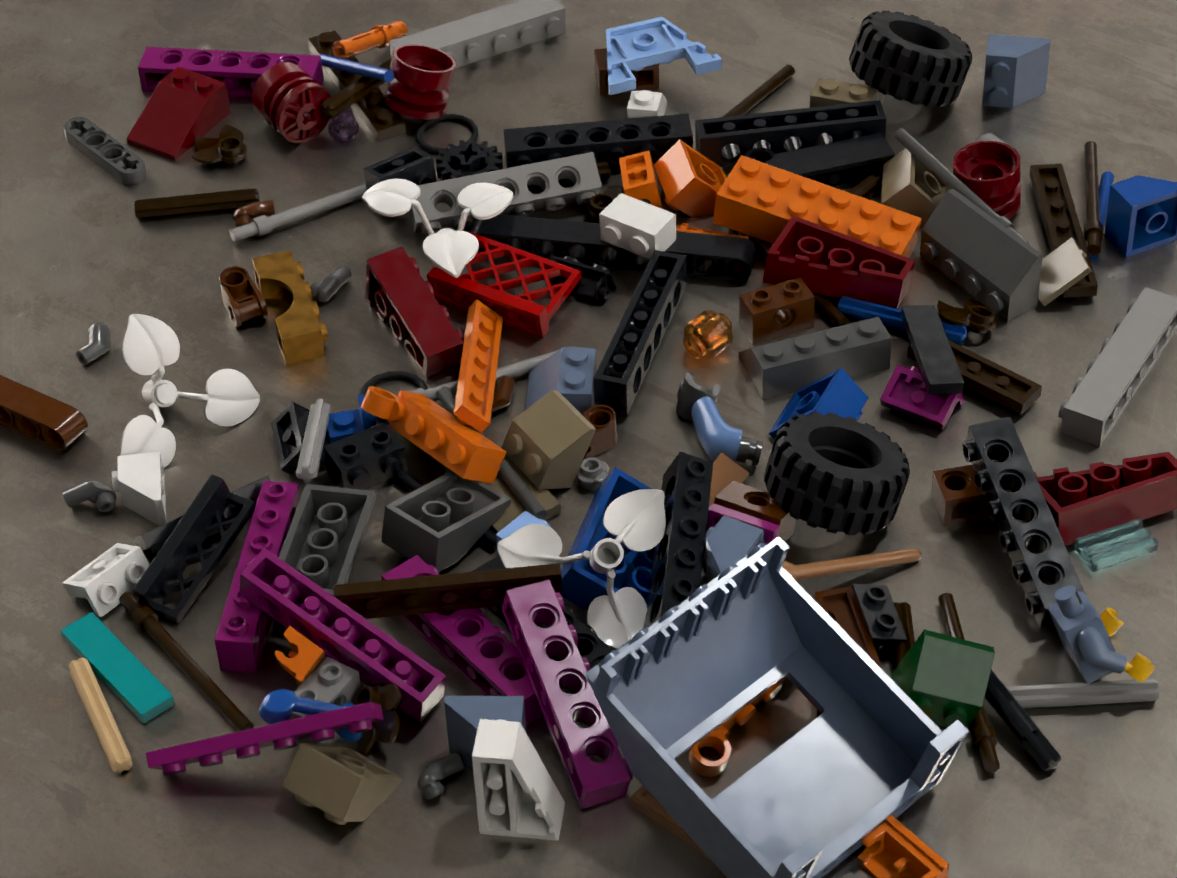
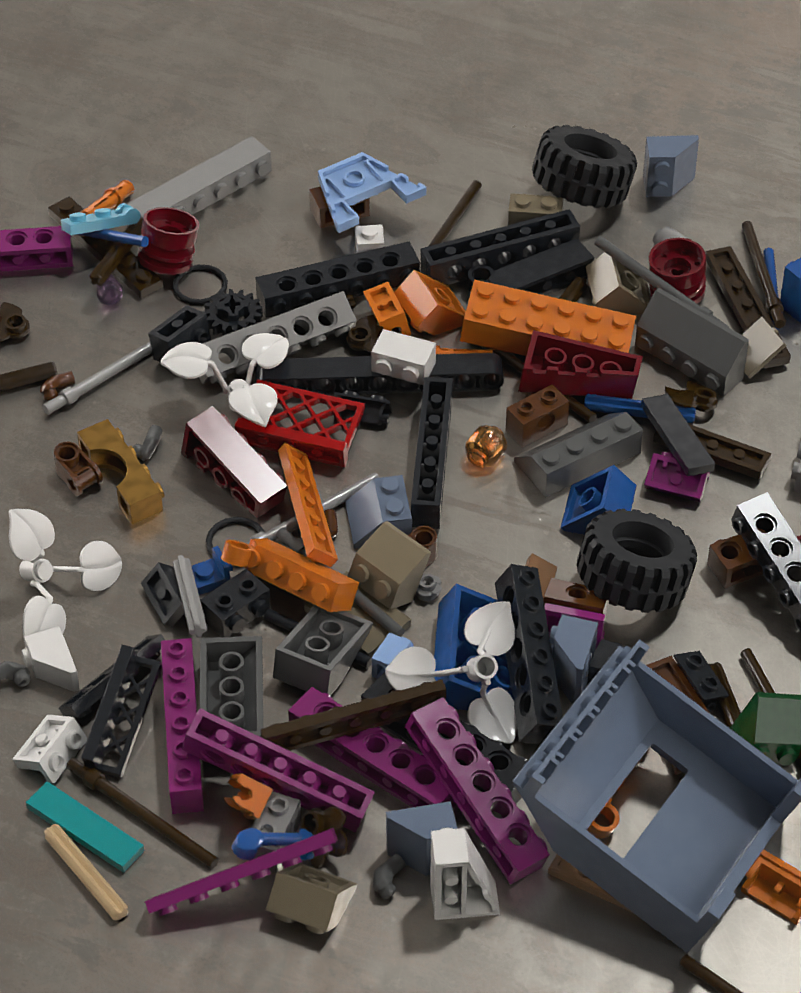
camera: 15 degrees left, 5 degrees up
(290, 102) = (59, 275): dark red wheel -> none
(352, 52) = (102, 219): none -> medium azure plate
(715, 435) = (518, 535): piece -> none
(852, 564) = (671, 634): medium nougat piece -> none

